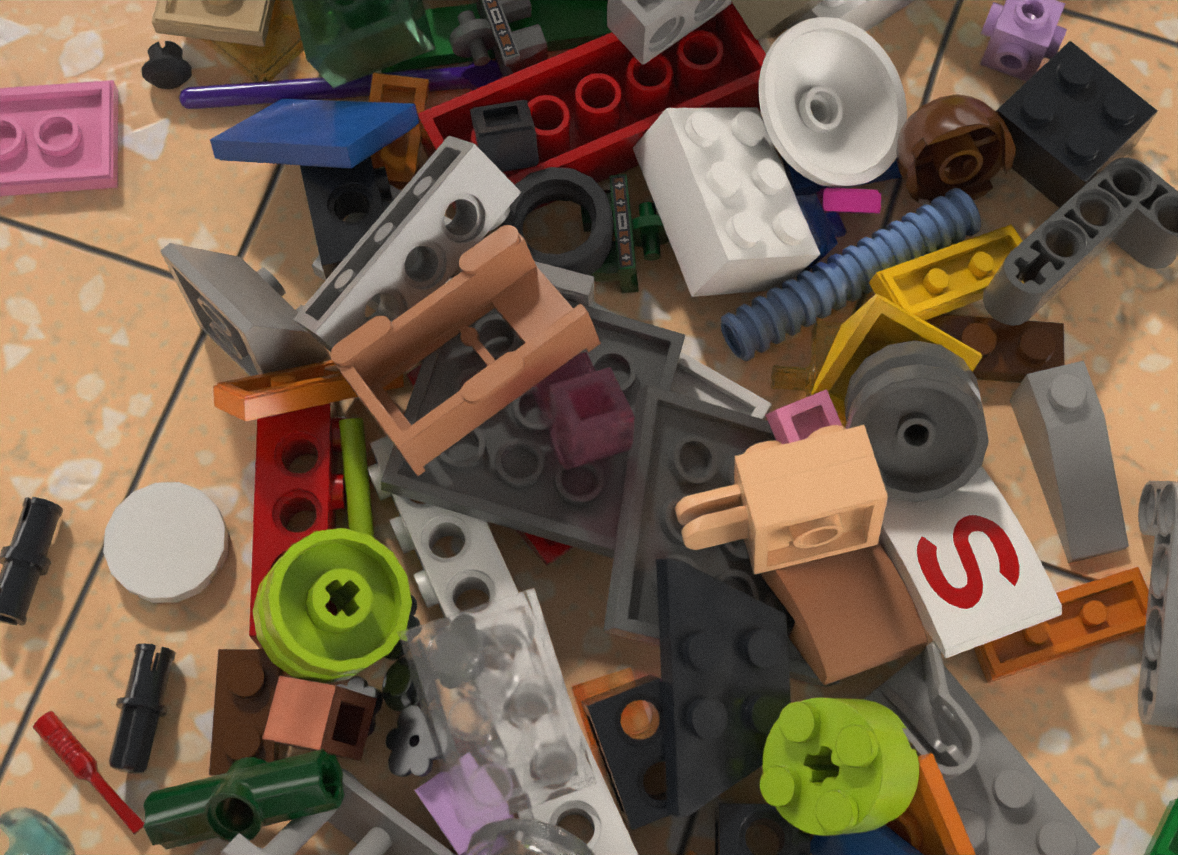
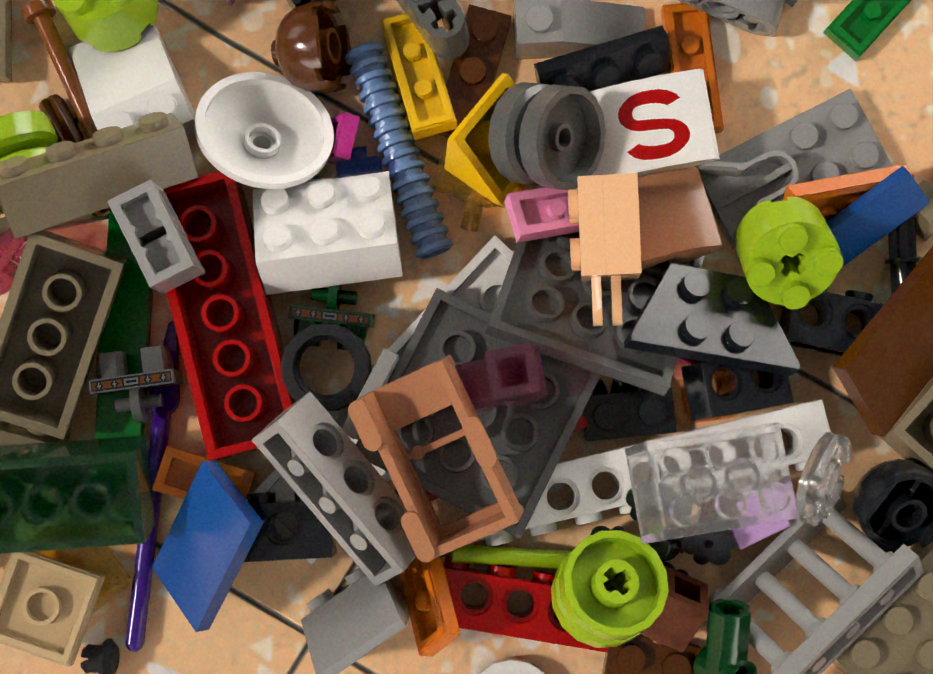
camera: 80 degrees left, 15 degrees up
(506, 134) = (246, 394): black slope -> none
(577, 618) = (627, 412): none -> black plate
(1039, 503) = (609, 62): none -> black plate

